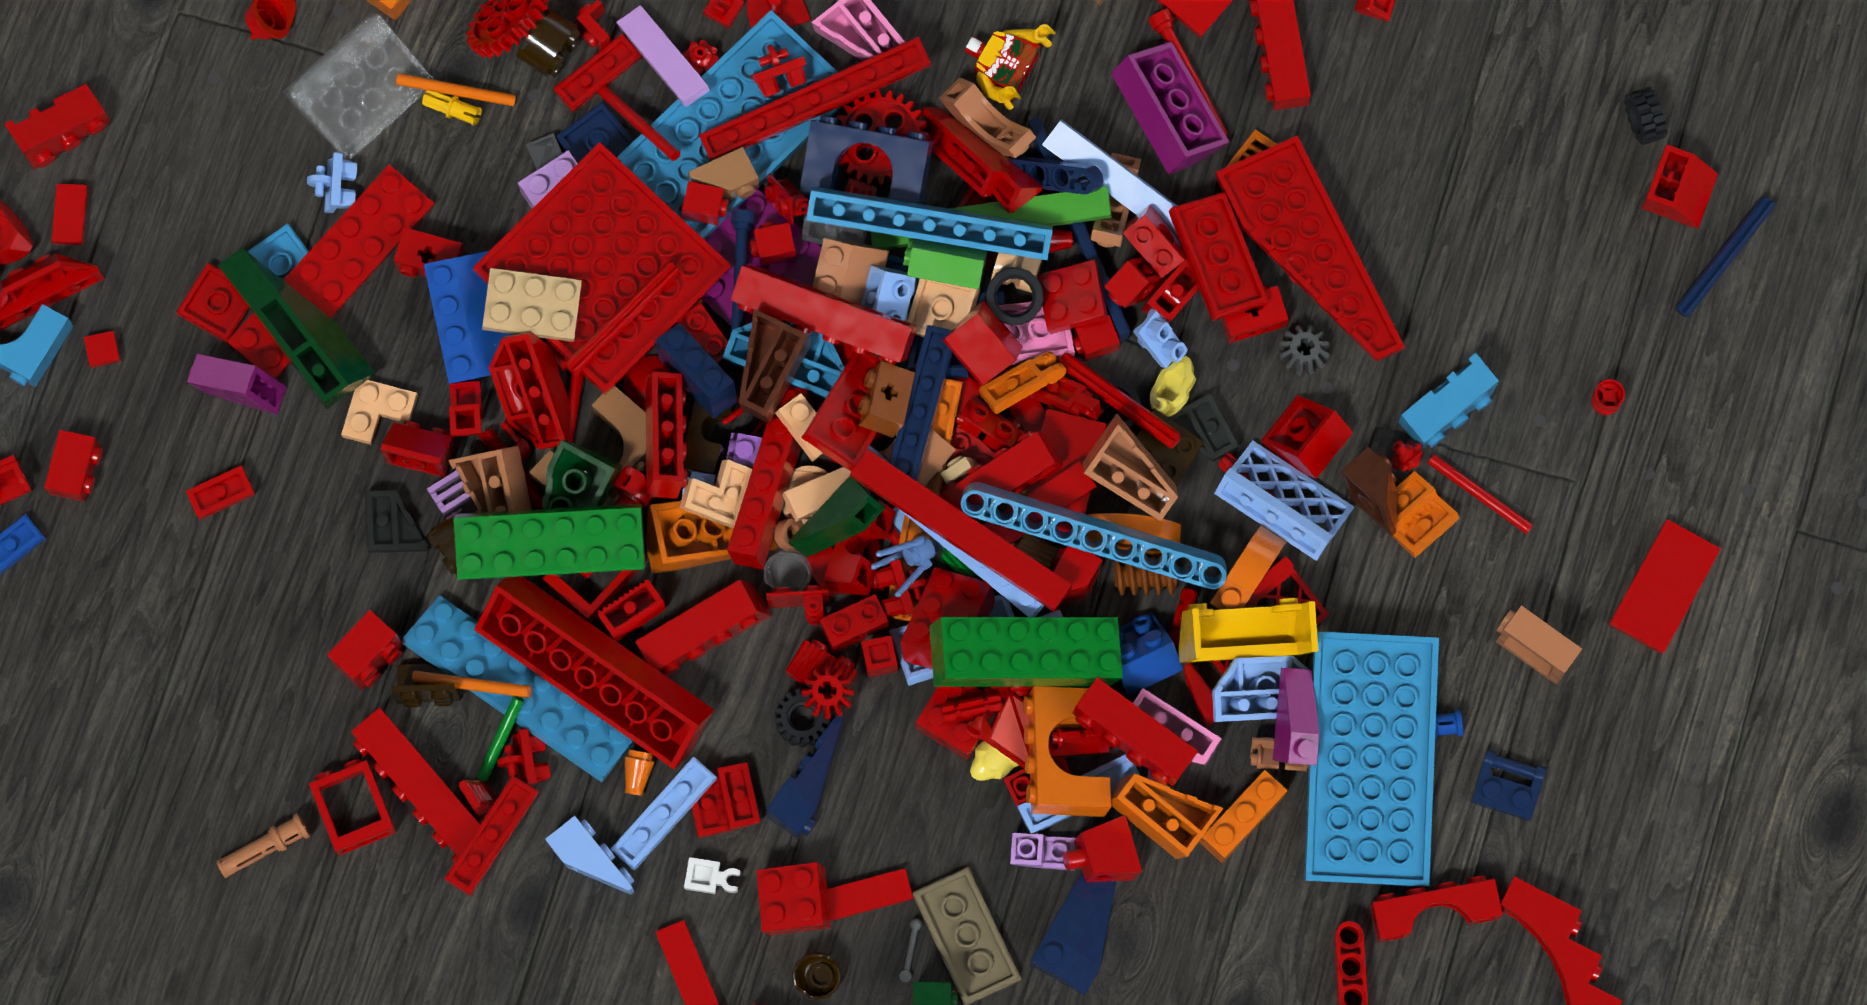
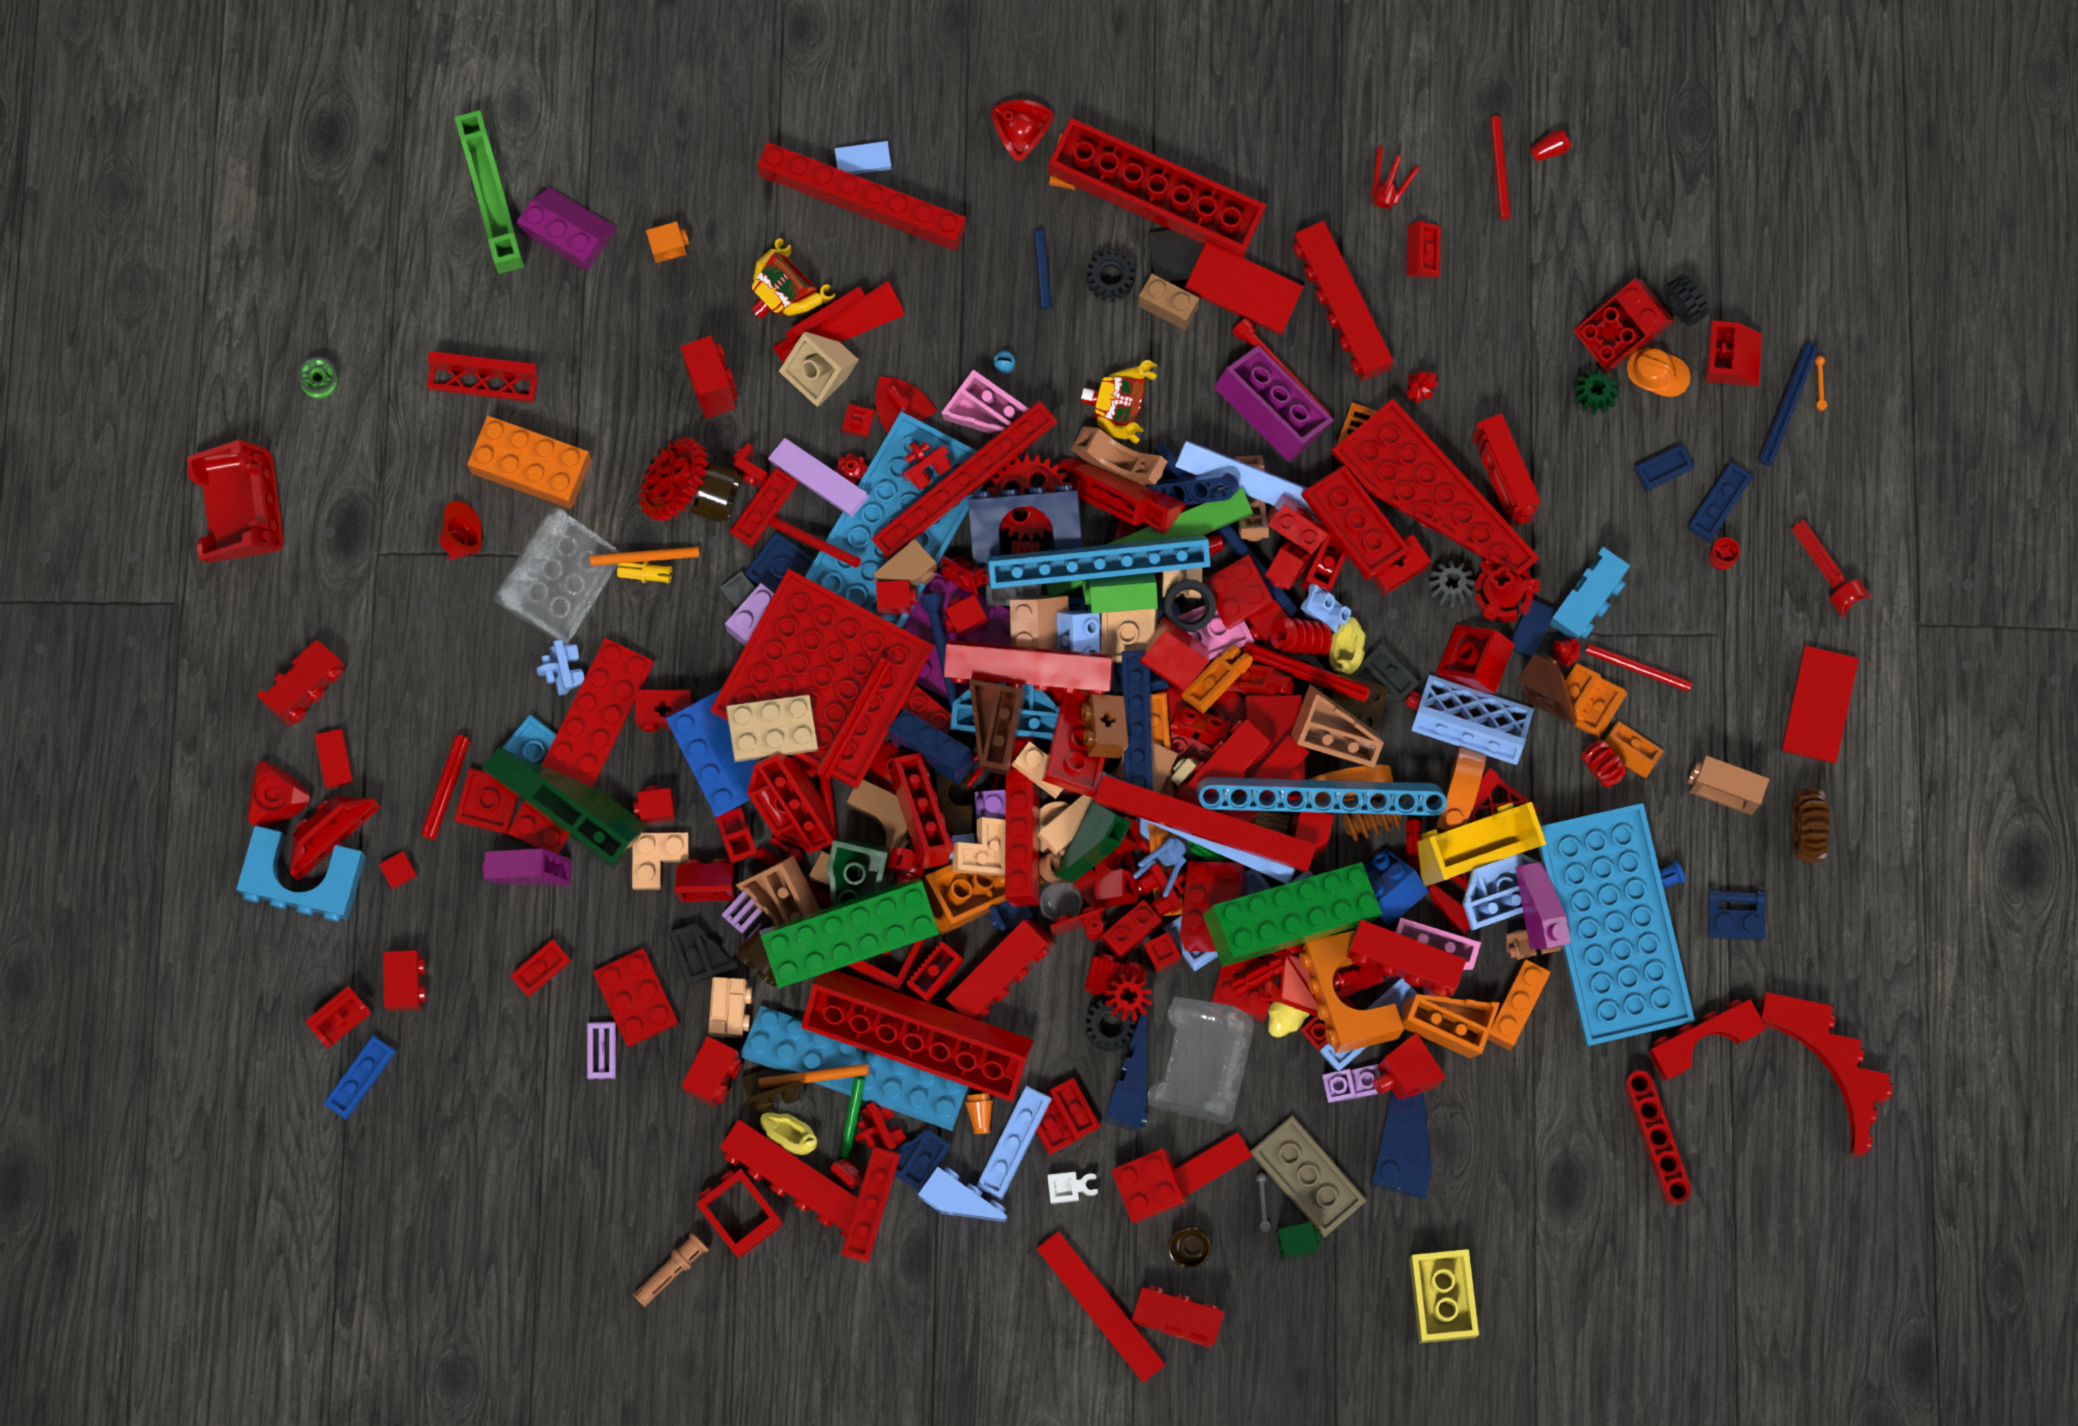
camera: 15 degrees left, 0 degrees up
(177, 275) = (445, 787): none -> red axle
(252, 621) = (591, 1075): none -> lavender tile
(311, 551) = (635, 998): none -> red plate
(390, 354) = (654, 805): none -> red brick
(405, 588) = (729, 1008): none -> light nougat brick
(429, 737) = (789, 1133): none -> light yellow arm
(560, 802) = (920, 1158): none -> dark blue wing
(724, 572) = (1008, 917): none -> dark blue bracket
(891, 783) = (1204, 1060): none -> clear windscreen
(1125, 361) = (1301, 636): none -> red piece
(1333, 130) = (1420, 385): none -> red plant
(1358, 374) = (1506, 595): none -> red piece
(1377, 421) = (1532, 629): none -> dark blue tile
(1397, 244) = (1506, 470): none -> red door
(1411, 585) = (1603, 763): none -> red gear
(1447, 579) = (1633, 749): none -> orange slope
(1521, 176) = (1592, 400): none -> dark green gear
(1570, 288) = (1664, 467): none -> dark blue tile
(1572, 124) = (1624, 324): none -> red slope
(1595, 185) = (1658, 372): none -> orange piece
(1614, 711) = (1810, 825): none -> reddish brown gear
(1620, 341) = (1720, 502): none -> dark blue tile
(1727, 474) = (1845, 592): none -> red piece
(1761, 267) = (1821, 405): none -> orange hinge

